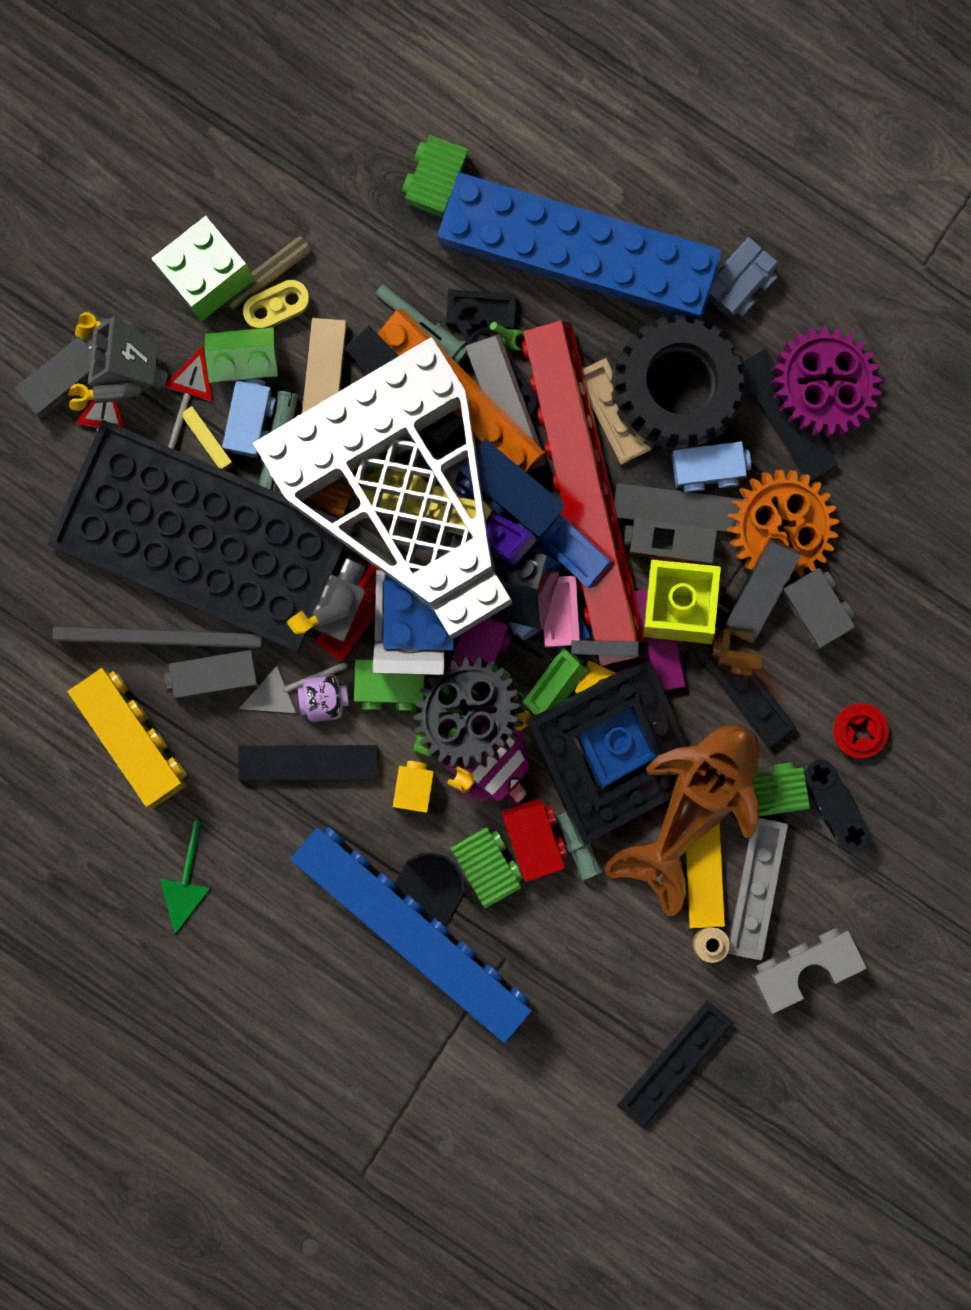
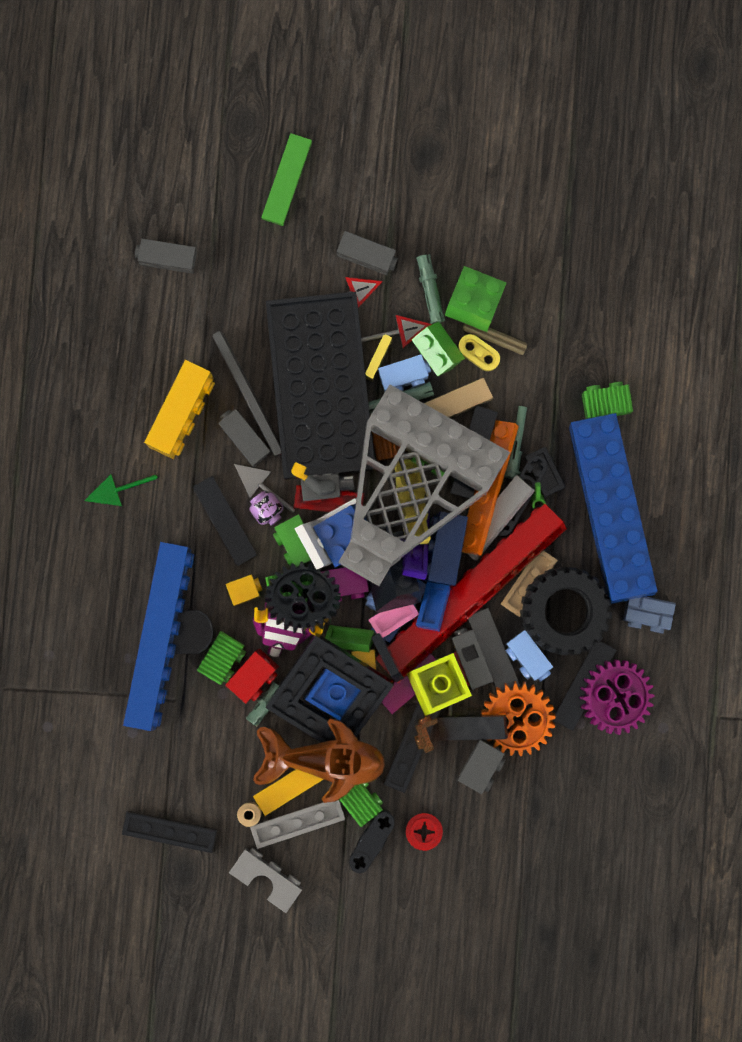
camera: 60 degrees right, 0 degrees up
(119, 362) = (393, 282): dark grey torso -> none
(156, 320) = (431, 292): none -> sand green pin

